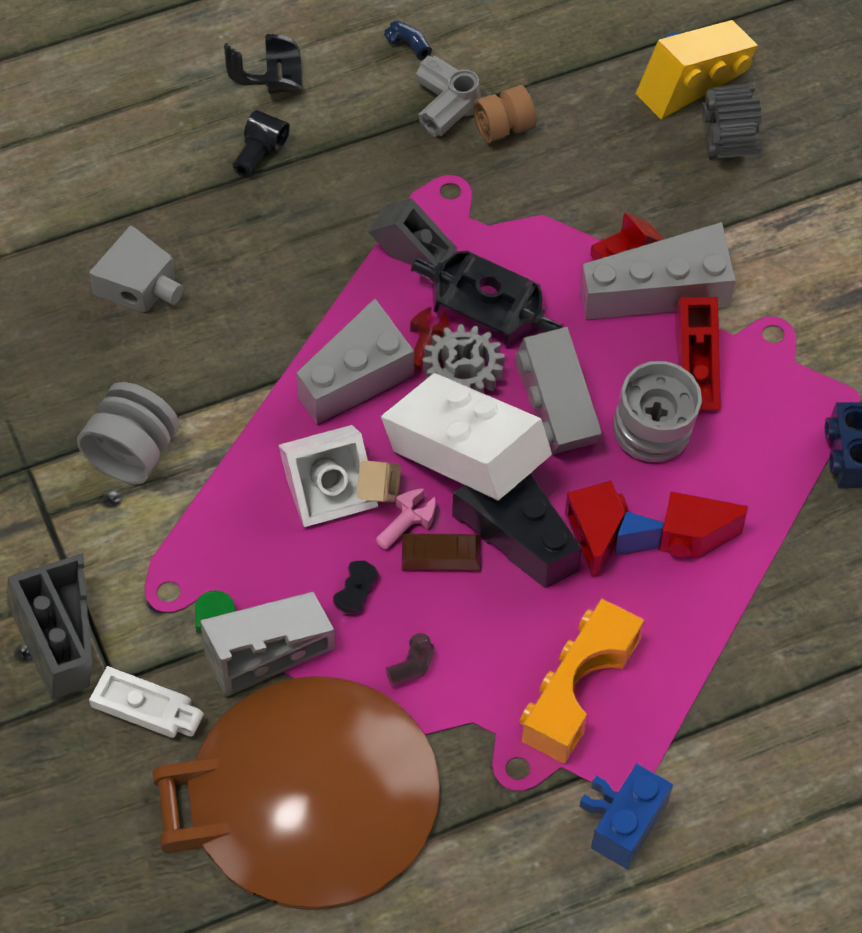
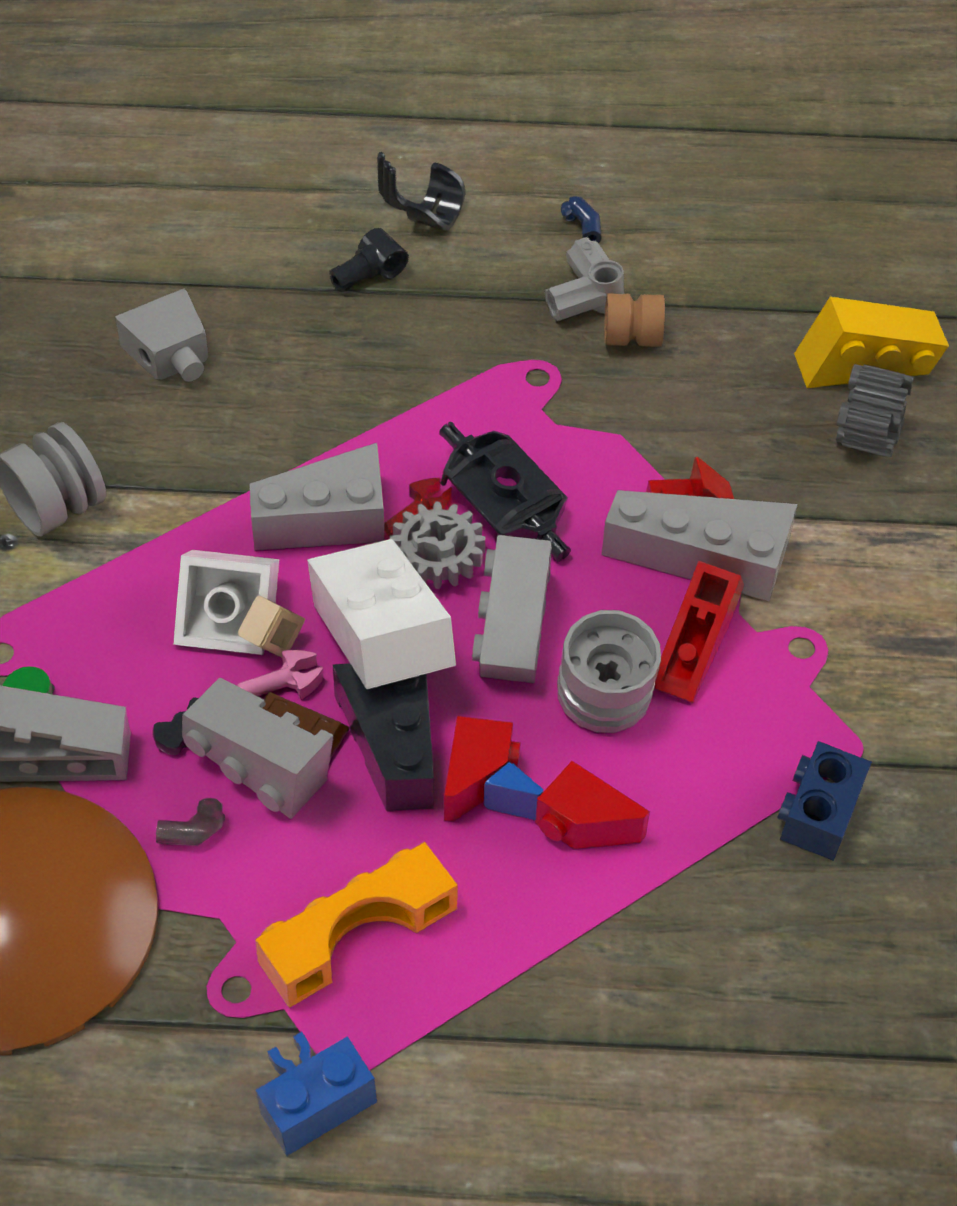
camera: 25 degrees right, 5 degrees down
(410, 233) = (461, 397): dark grey slope -> none
(431, 580) = (258, 747): none -> light grey wedge

